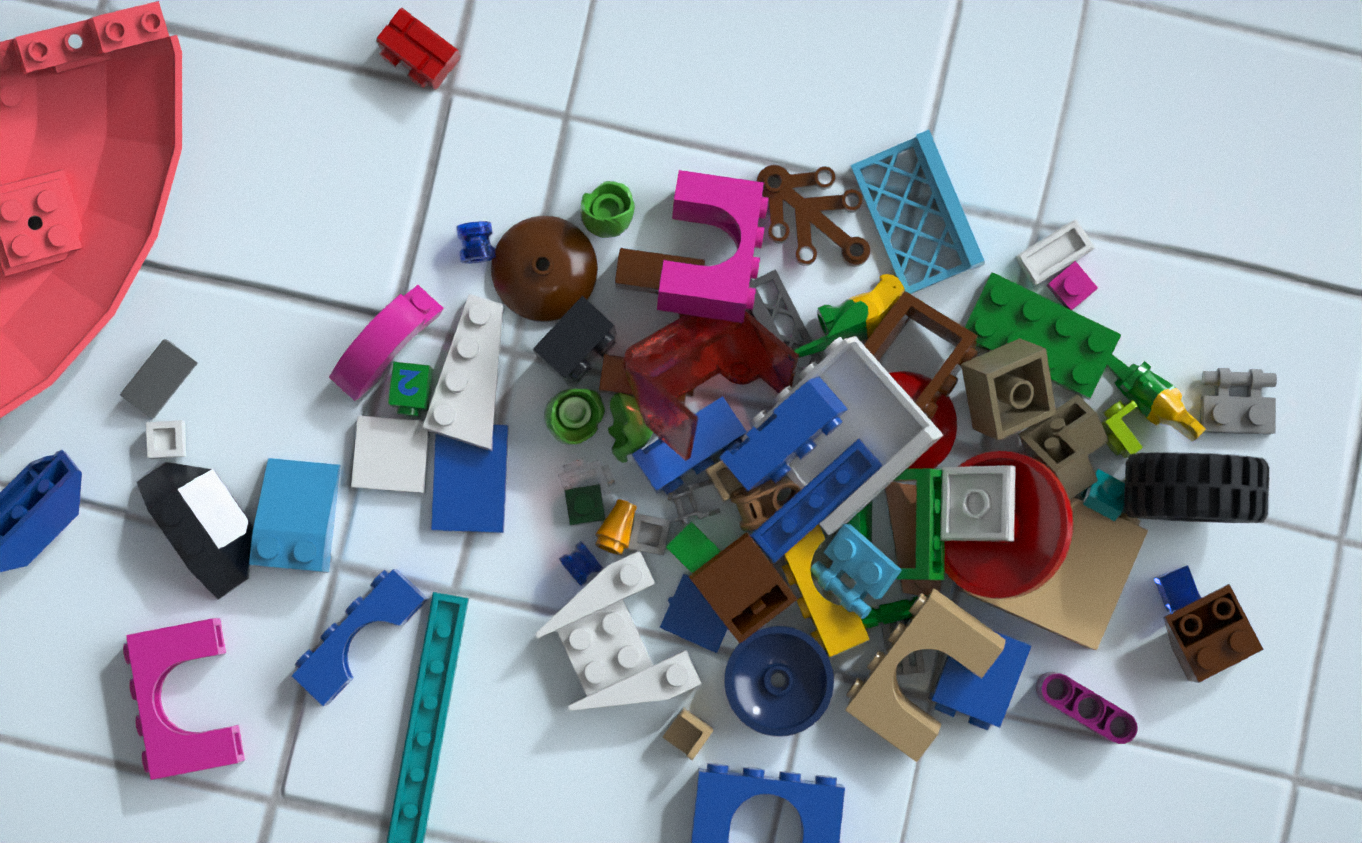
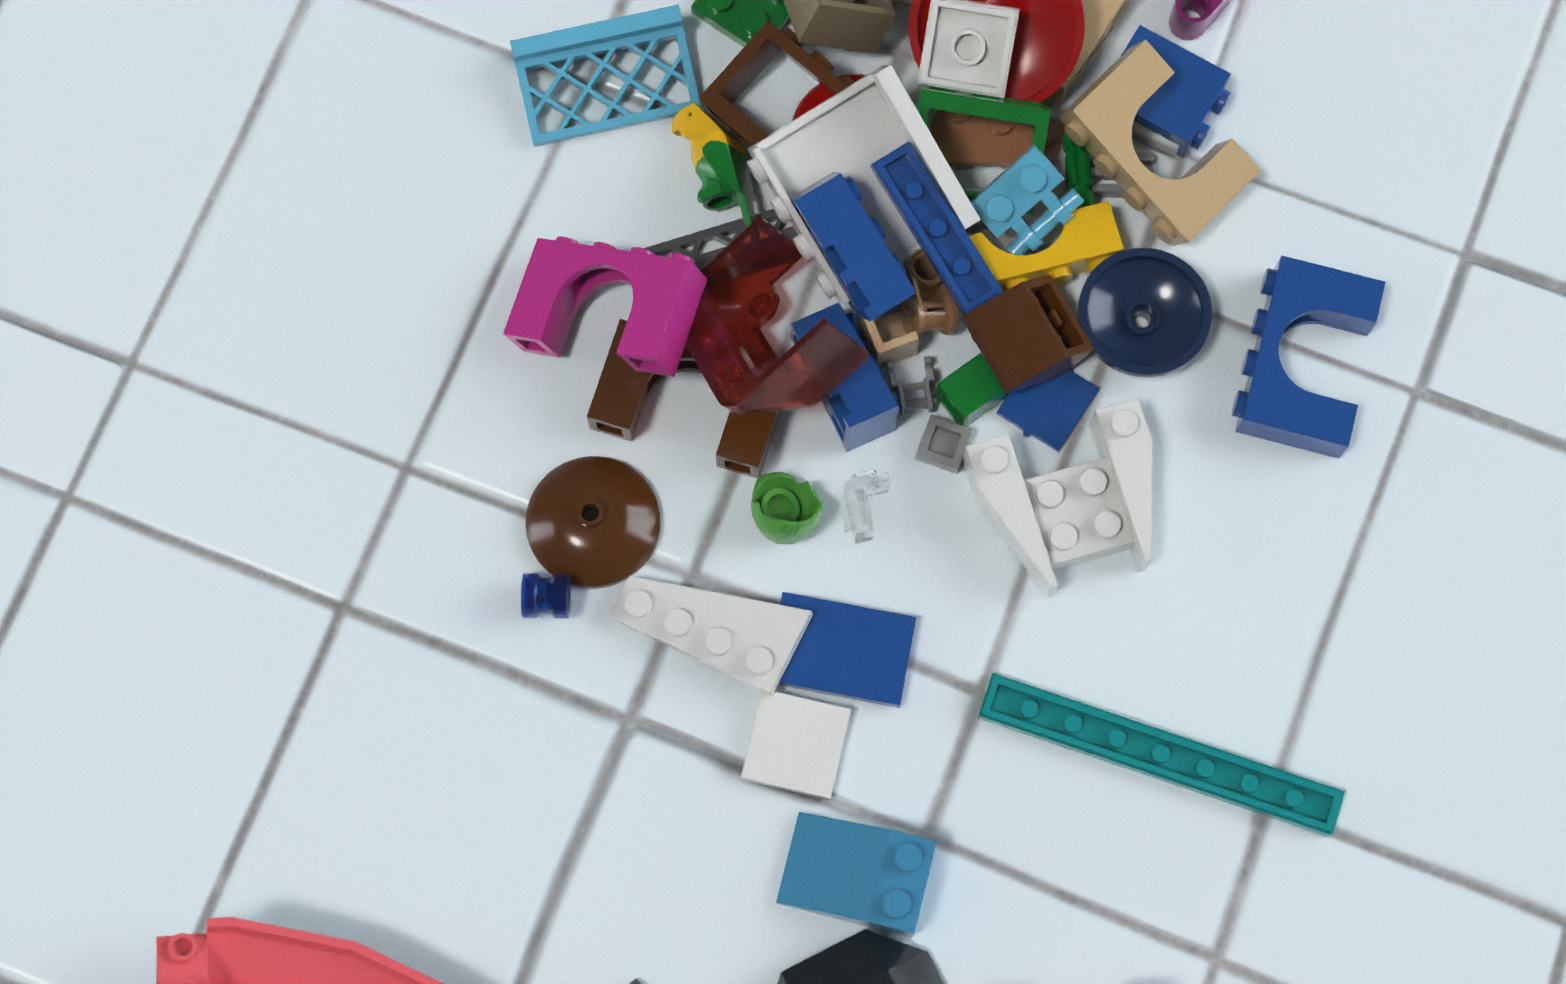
camera: 80 degrees left, 10 degrees down
(328, 669) = (1059, 860): blue arch -> none
(382, 340) = (655, 725): dark pink arch -> none
(410, 388) = (717, 703): green brick -> none
(417, 49) = (285, 632): red brick -> none
(576, 342) = (695, 484): black brick -> none
(580, 563) = (968, 527): clear blue wheel -> none
(585, 504) = (896, 515): dark green plate -> none
(607, 209) = (535, 428): bright green hair -> none
(616, 529) = (932, 479): light orange cone -> none
(627, 427) = (807, 442): bright green hair -> none
(688, 733) = (1194, 430): tan panel -> none
(808, 211) = (582, 199): reddish brown plant -> none

